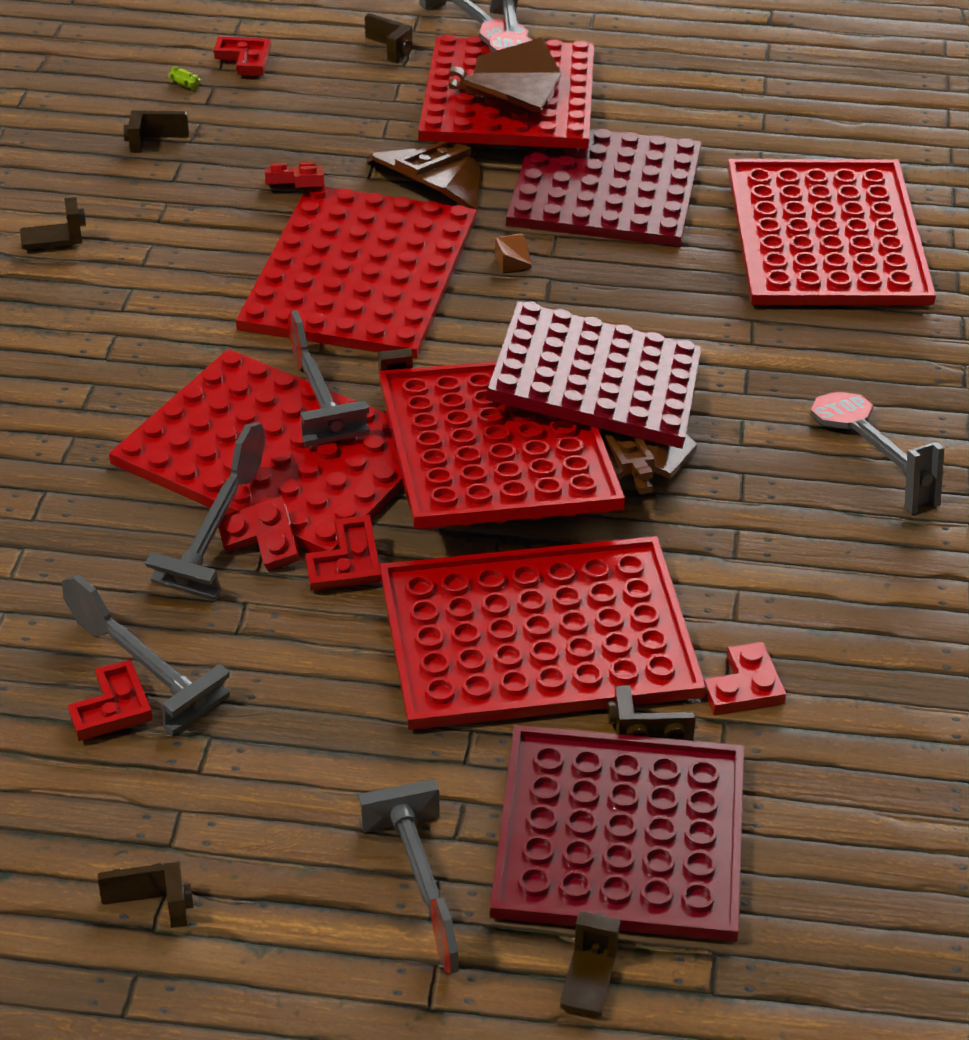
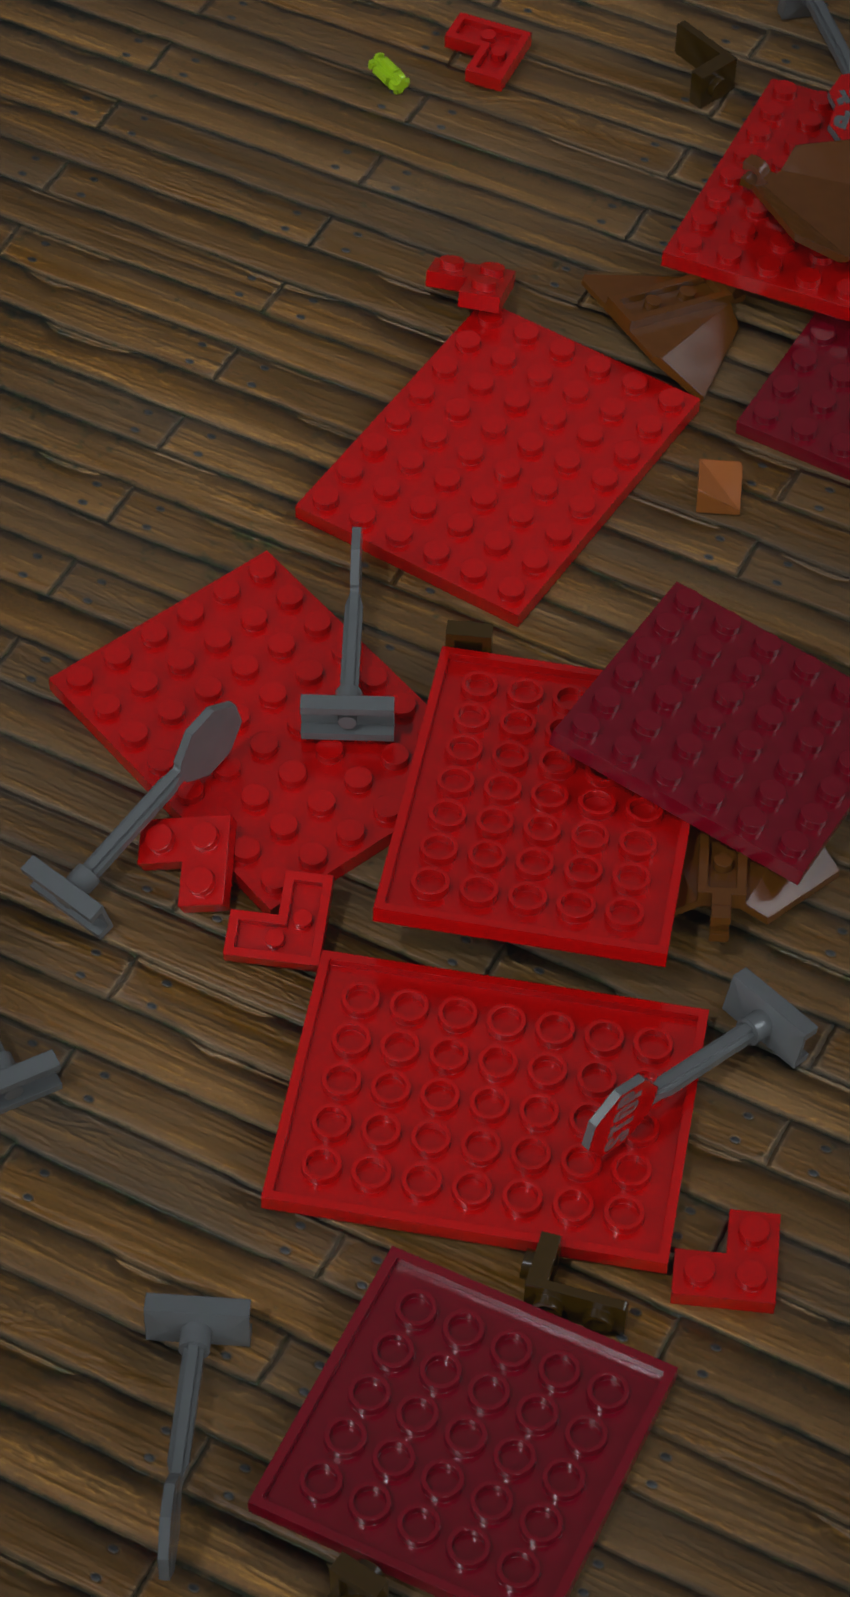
camera: 20 degrees right, 10 degrees up
(56, 234) = (115, 303): dark brown bracket -> none
(154, 125) = (310, 147): dark brown bracket -> none
(690, 533) = (760, 1017): none -> dark grey piece

